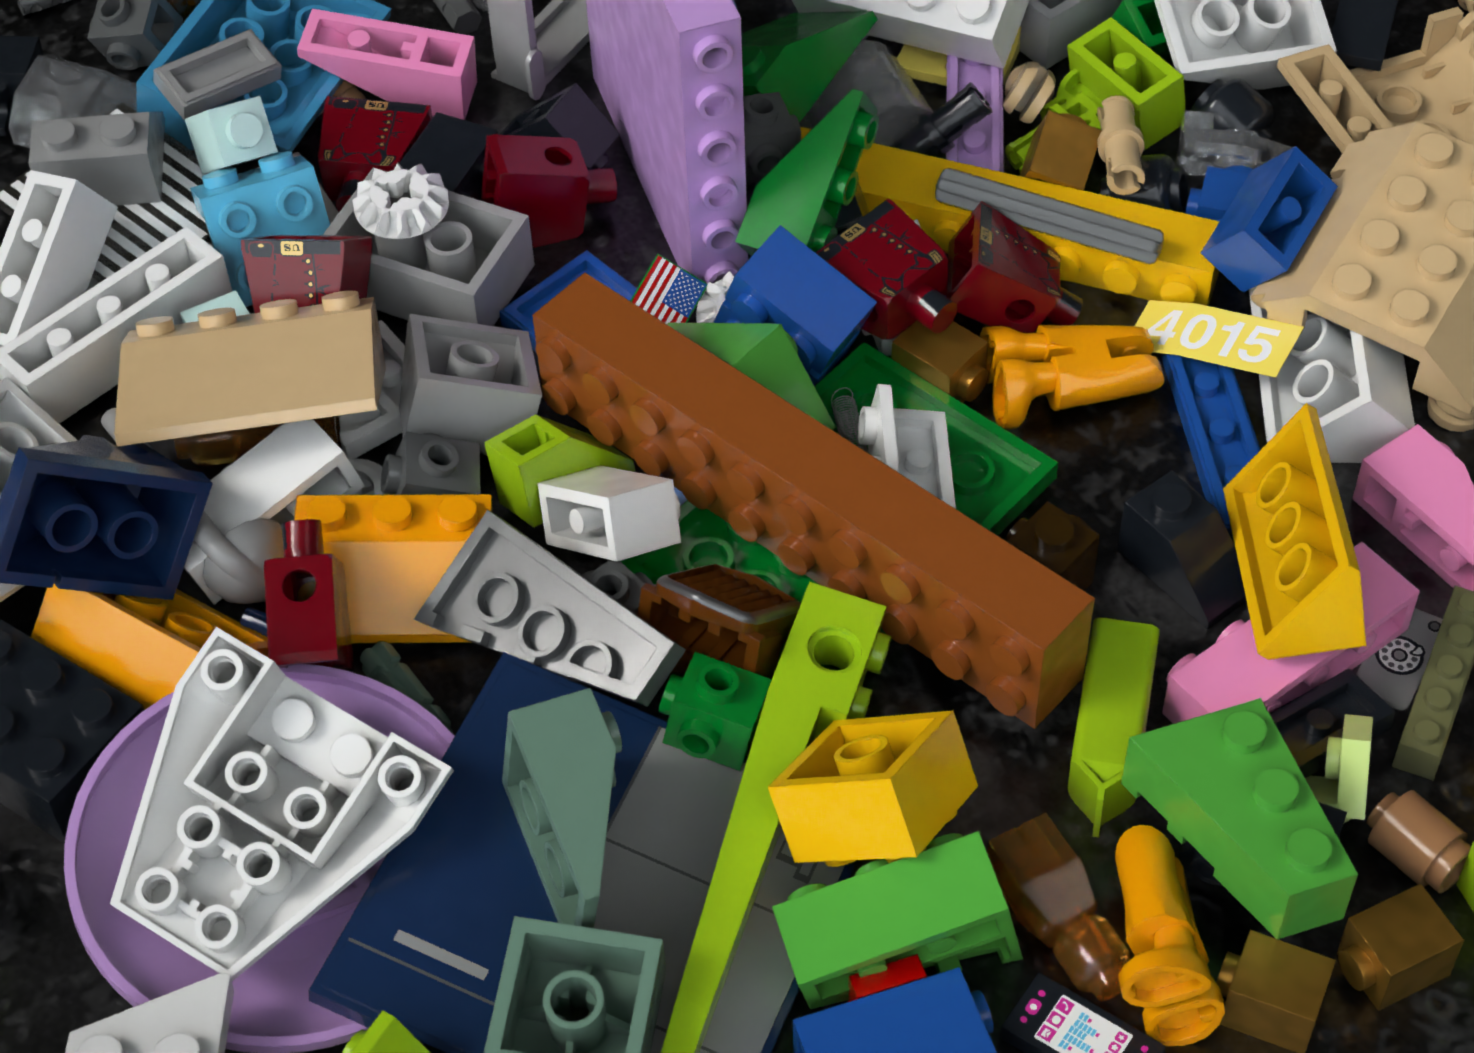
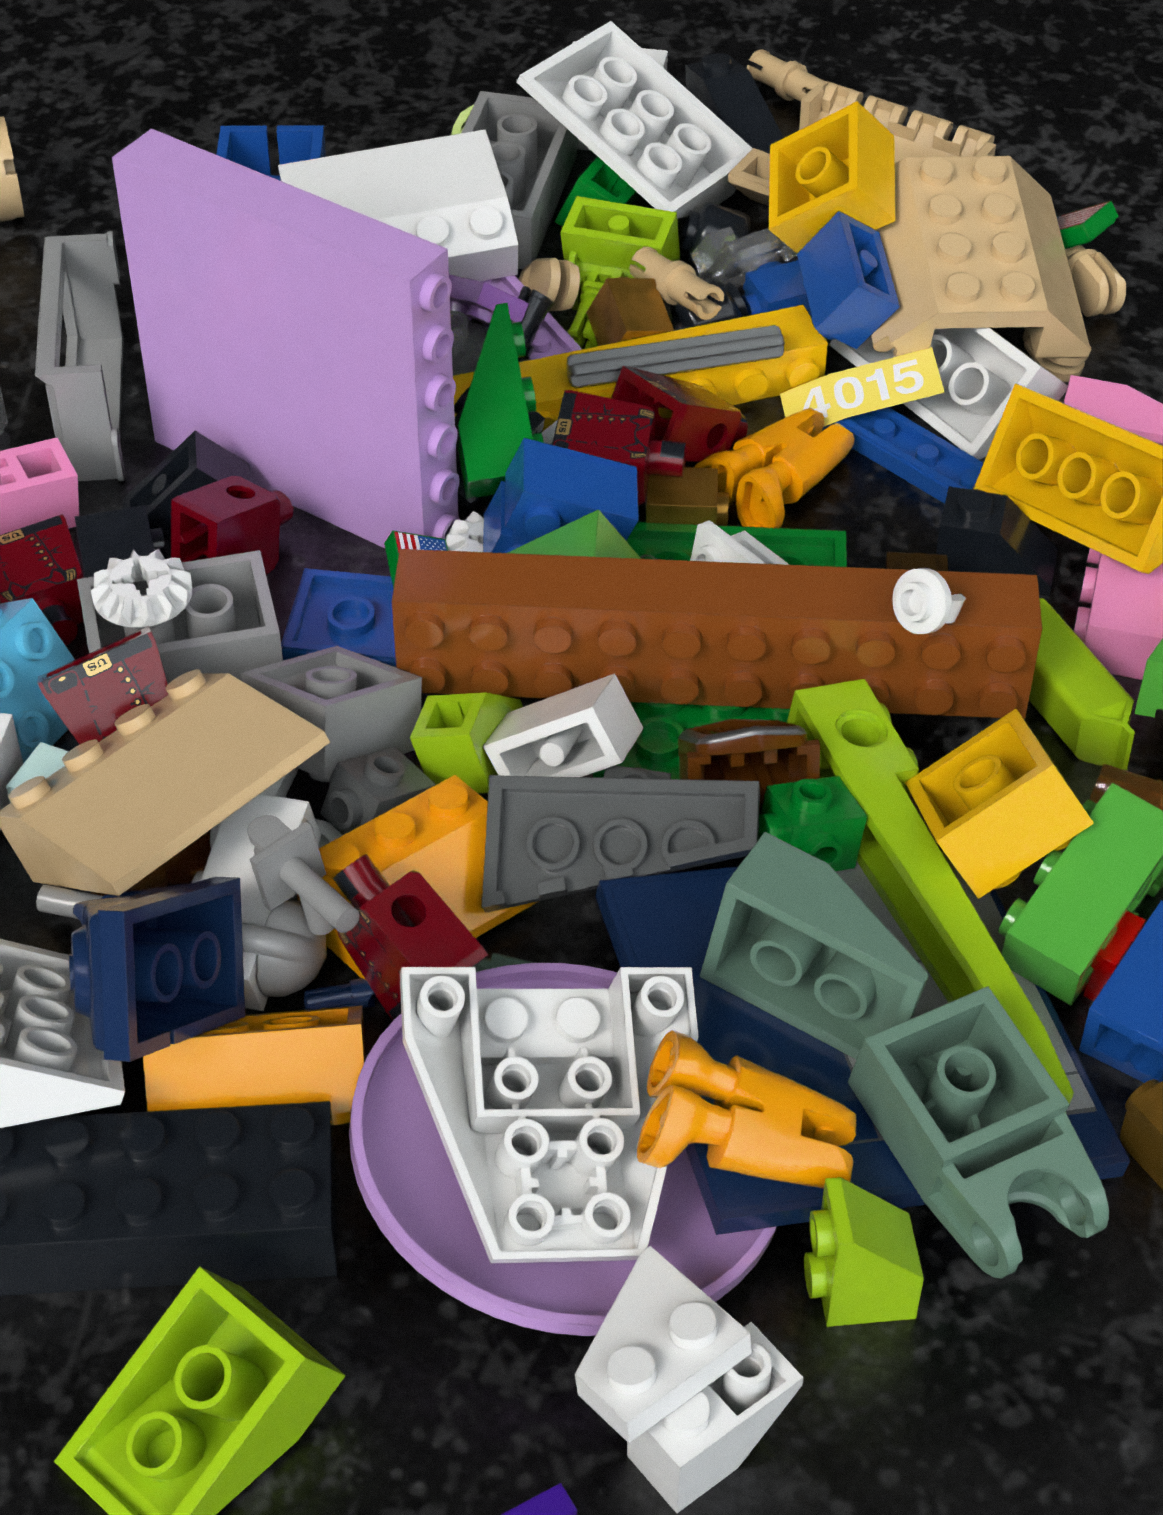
camera: 40 degrees left, 5 degrees down
(258, 497) = (291, 865): none -> light grey arm
(388, 932) = (757, 1121): none -> light orange piece
(924, 75) = (479, 299): none -> medium lavender plate
(944, 562) = (925, 601): none -> white plate
(1332, 107) = (831, 168): none -> yellow brick

